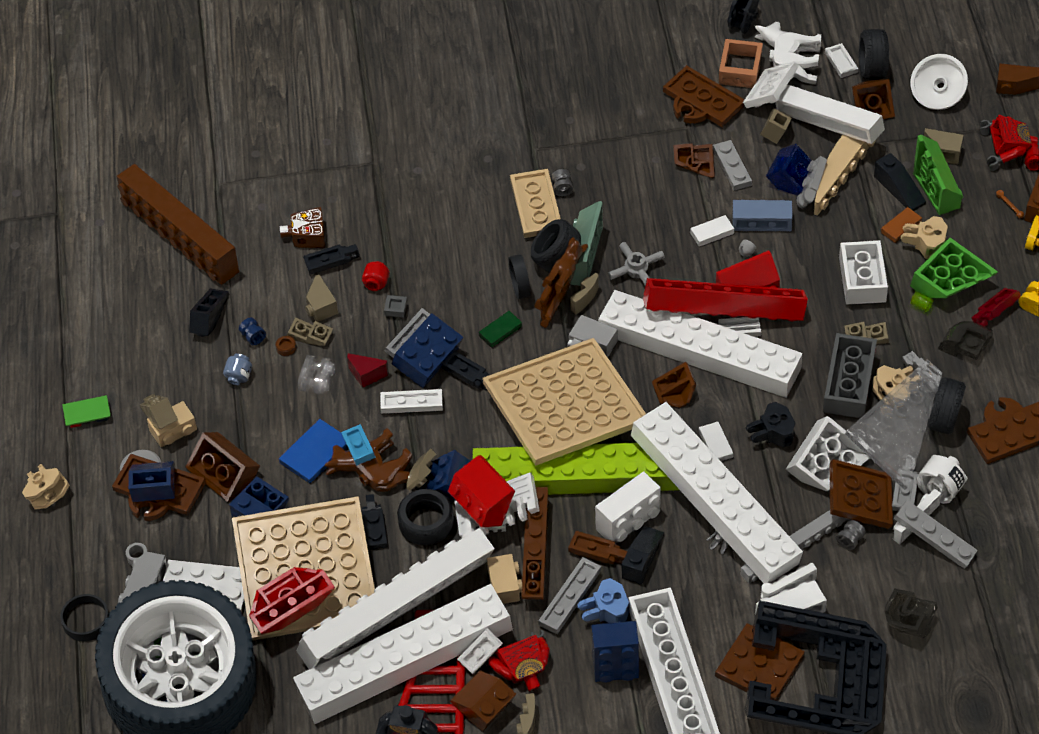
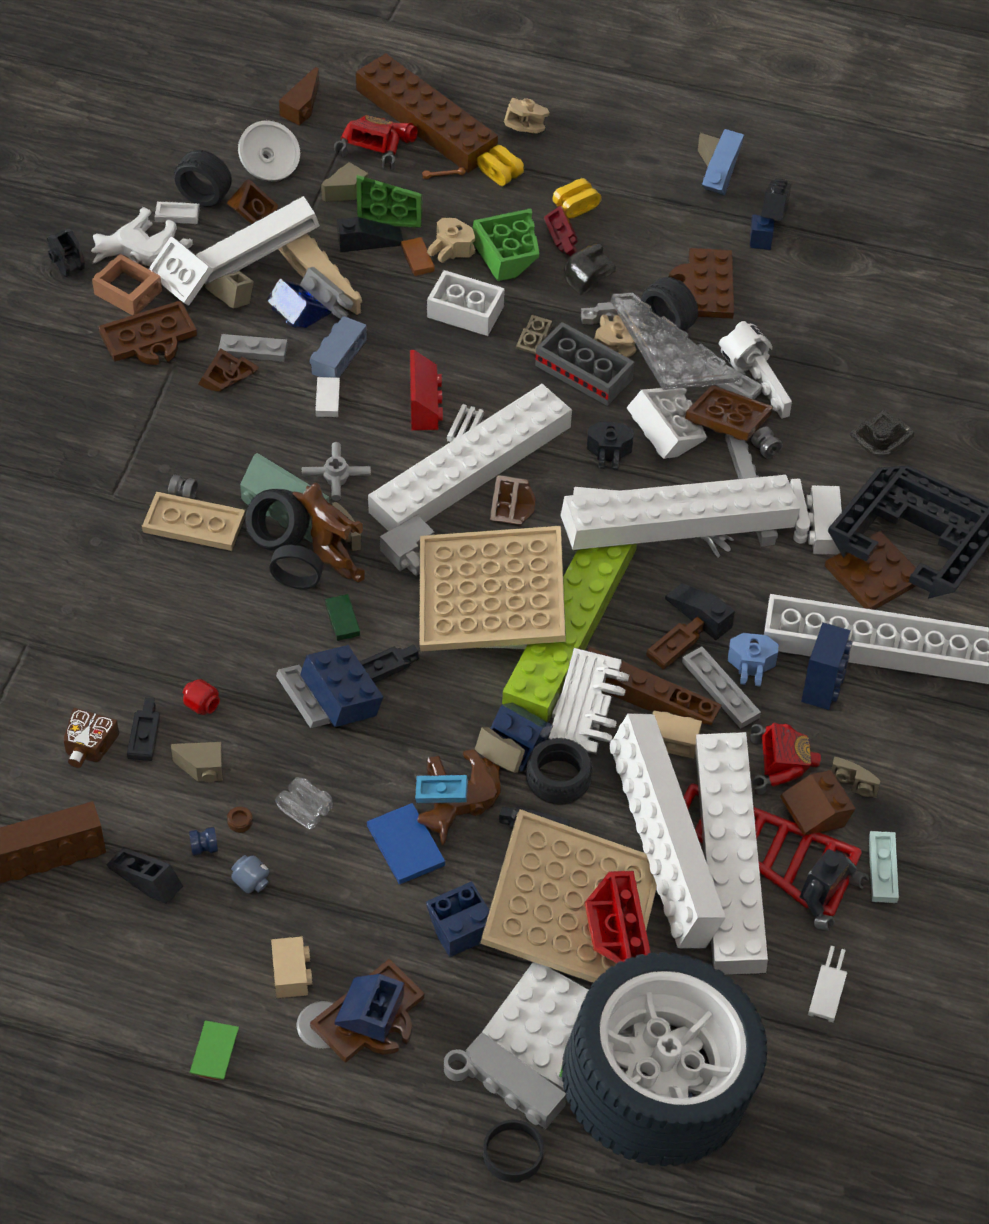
camera: 70 degrees left, 0 degrees up
(45, 487) = (303, 1128): tan hinge -> none
(158, 411) = (281, 963): dark tan slope -> none
(222, 465) = (379, 935): reddish brown slope -> none
(311, 334) = (237, 790): dark tan slope -> none
(367, 369) = (324, 755): dark red slope -> none
(395, 306) = (253, 695): dark grey plate -> none
(411, 401) = (393, 729): white plate -> none
(479, 651) = (762, 782): white plate -> none
(482, 492) = (579, 695): red slope -> none
(628, 508) = (650, 593): white brick -> none
(724, 299) = (442, 412): red brick -> none
(746, 248) = (370, 378): light grey hinge -> none
(921, 301) = (521, 280): clear neon green hinge -> none
(935, 534) = (803, 380): light grey plate -> none

